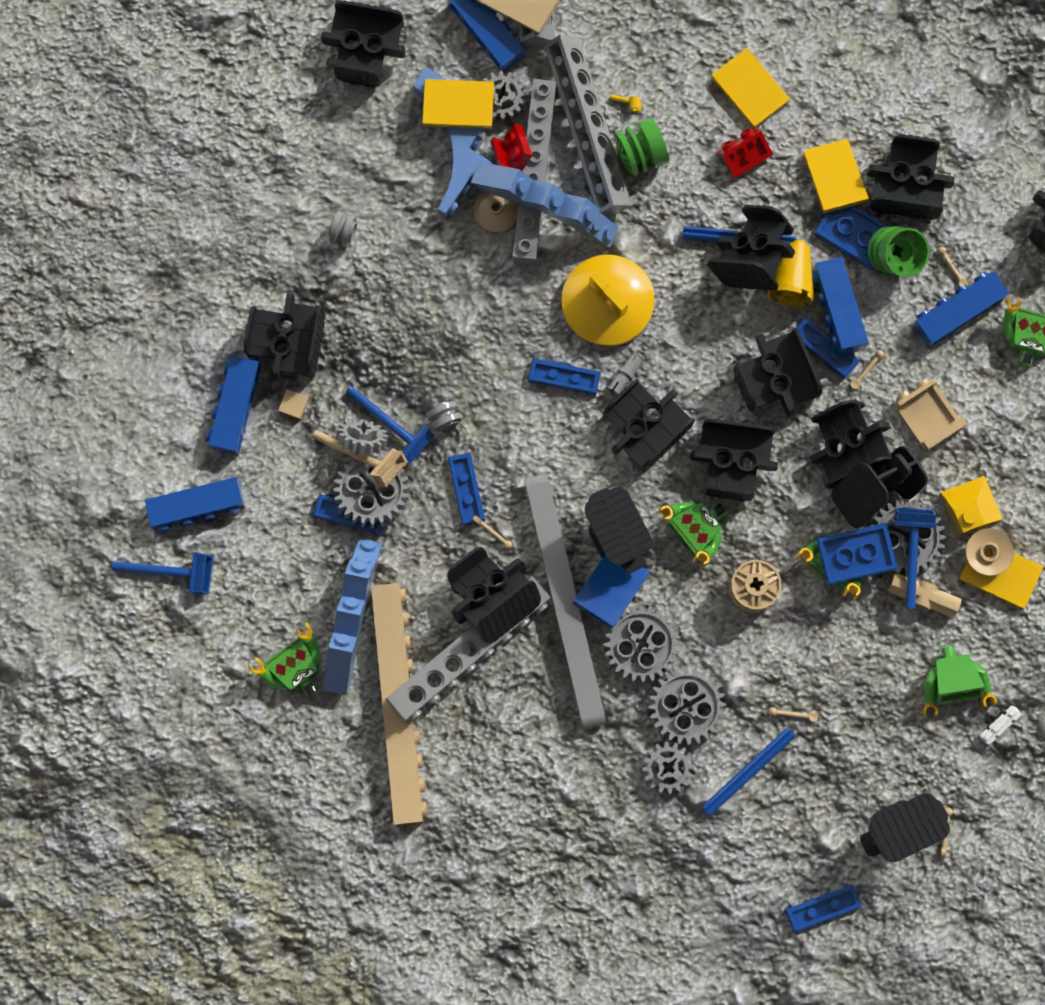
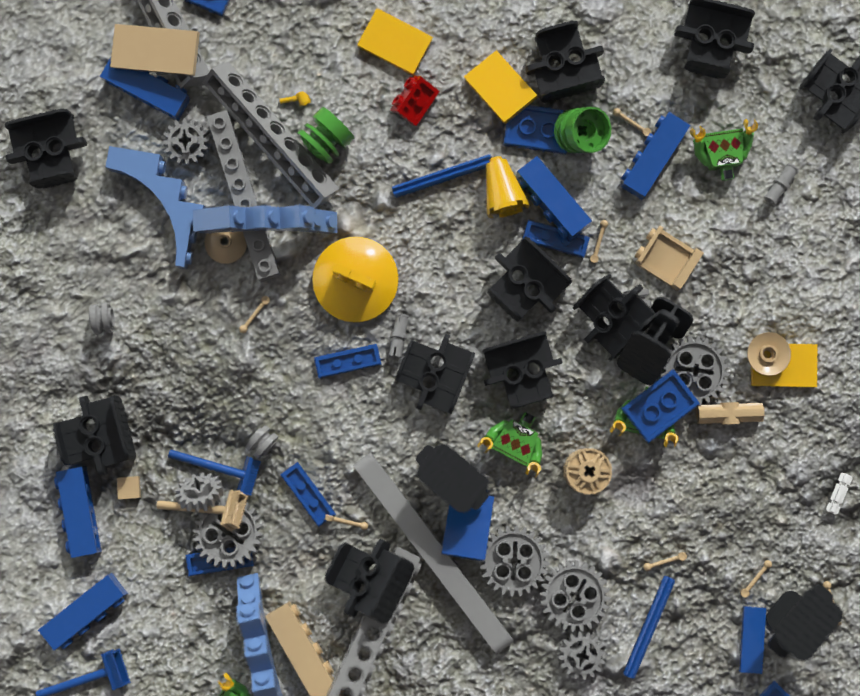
camera: 30 degrees left, 5 degrees up
(458, 103) = (151, 166): yellow tile -> none
(508, 283) = (264, 301): none -> tan hinge
(513, 150) = (217, 187): red bracket -> none
(754, 253) = (462, 186): black piece -> none
(847, 832) = (752, 640): none -> blue tile
(860, 782) = (745, 592): none -> tan hinge
(913, 519) = (696, 355): blue piece -> none
(956, 680) = (787, 474): bright green torso -> none
(971, 506) = (735, 319): yellow slope -> none

